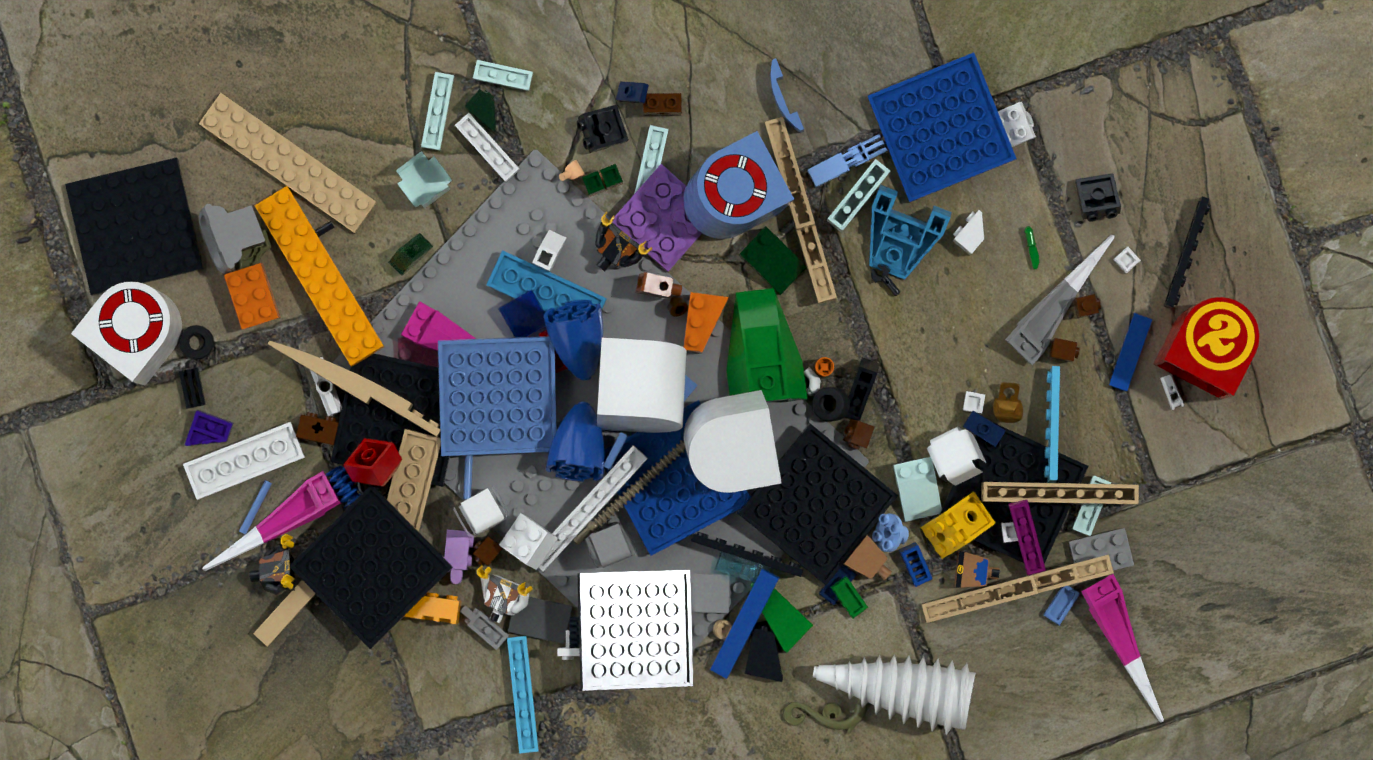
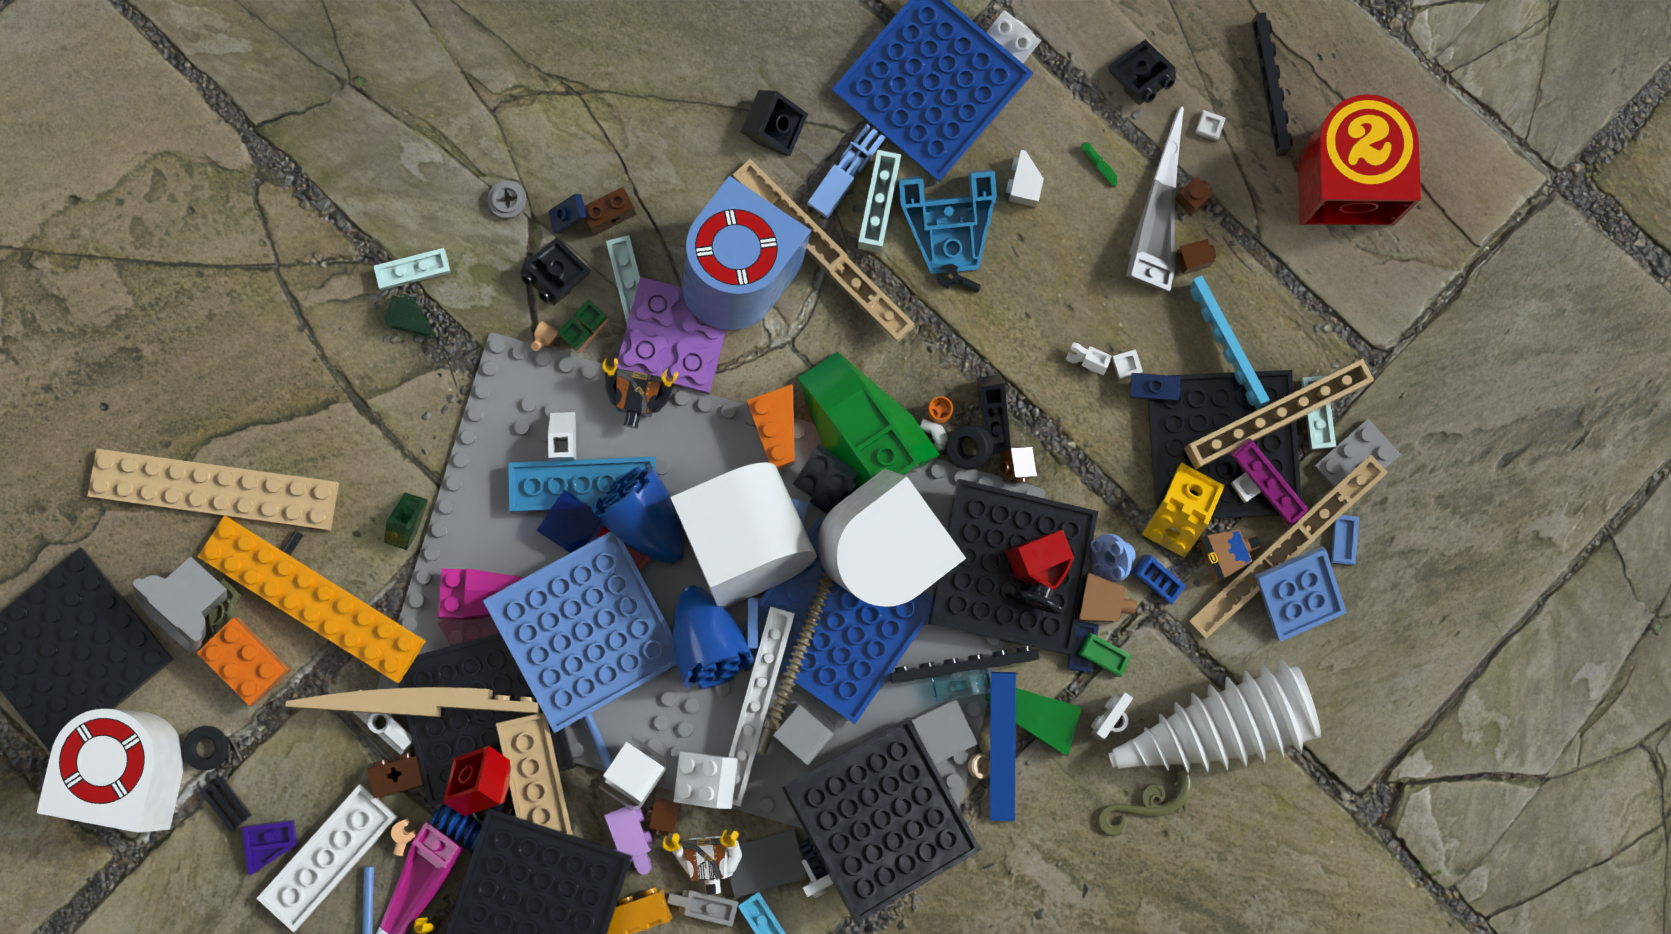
camera: 30 degrees left, 5 degrees down
(300, 472) = (400, 836): none -> light nougat piece
(423, 180) = (378, 429): light aqua piece -> none
(437, 111) = (357, 345): light aqua plate -> none
(487, 147) = (434, 357): white plate -> none
(591, 50) = (498, 193): none -> light grey gear
(649, 285) = (695, 414): torso -> none
(677, 306) = (740, 425): dark brown tile -> none
(717, 376) = (826, 479): none -> black plate
(763, 655) = (1042, 772): black slope -> none
(772, 260) = (820, 321): dark green slope -> none
(793, 119) = (762, 155): medium blue slope -> none
(813, 99) = (774, 122): none -> black slope
(836, 638) = (1115, 709): none -> white plate
(837, 512) = (1043, 564): none -> red piece
(917, 488) = (1116, 492): light aqua slope -> none
(951, 385) = (1092, 358): none -> white plate
(953, 455) = (1140, 431): white piece -> none
(1008, 409) = (1170, 352): pearl gold piece -> none
(1008, 626) = (1301, 593): none -> medium blue plate
(1111, 615) = (1406, 522): dark pink plate -> none
(1130, 352) = (1268, 223): blue tile -> none
(1170, 388) = (1334, 239): white bar -> none

